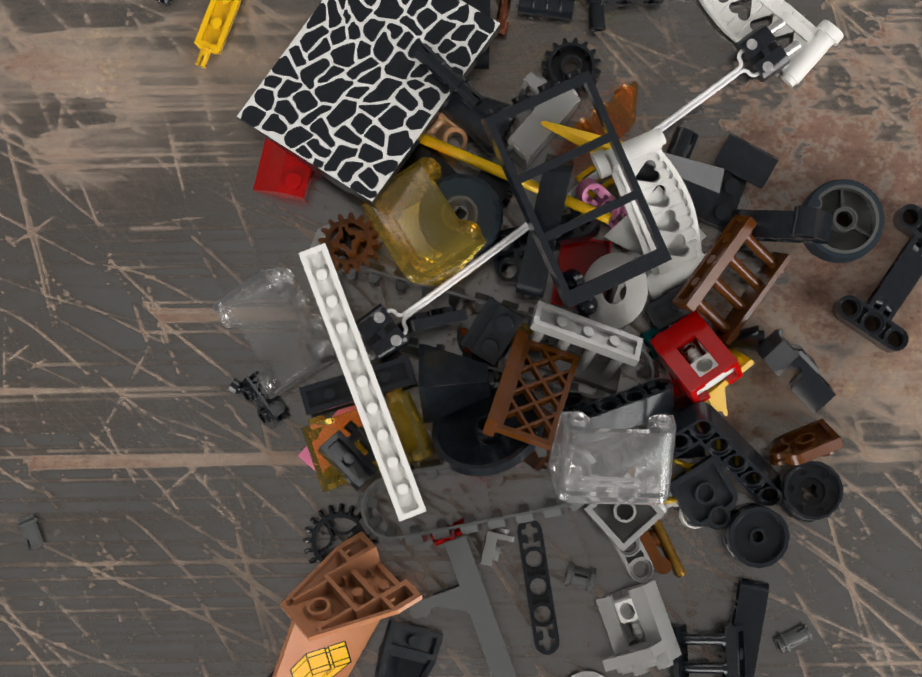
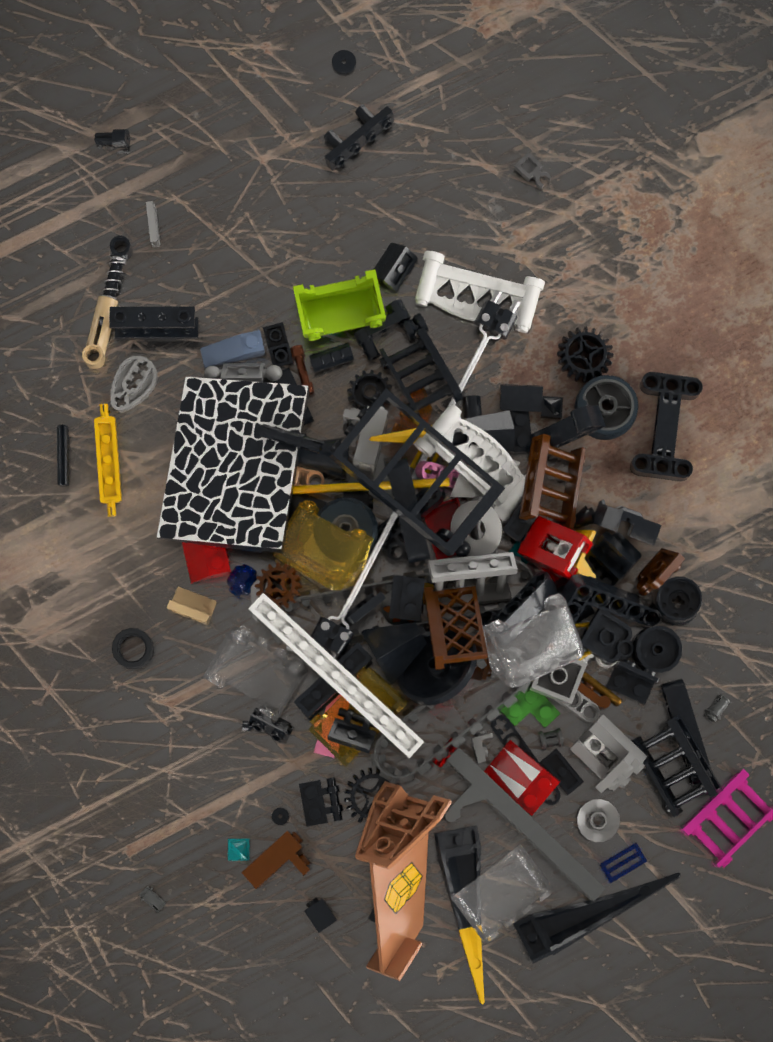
camera: 30 degrees left, 5 degrees down
(128, 226) = (116, 644): none -> black tyre
(157, 524) = (238, 849): none -> teal tile
(195, 554) = (273, 858): none -> reddish brown brick
(213, 645) = (320, 914): none -> black brick
(217, 509) = (285, 816): none -> black piece
(242, 216) = (192, 605): none -> tan panel
(269, 515) = (314, 805): none -> black plate
(312, 214) = (241, 580): none -> clear blue head
(522, 605) = (521, 777): none -> red slope
(573, 621) = (562, 770): none -> black plate
(581, 527) = (531, 703): none -> bright green plate
(662, 15) = (411, 326): none -> black wheel
(665, 62) = (432, 358): none -> black fence
(706, 557) = (632, 682): none -> black bracket
(757, 403) = (612, 558): none -> black piece
(776, 190) = (552, 407): none -> black tile
(859, 147) = (581, 338): none -> black gear

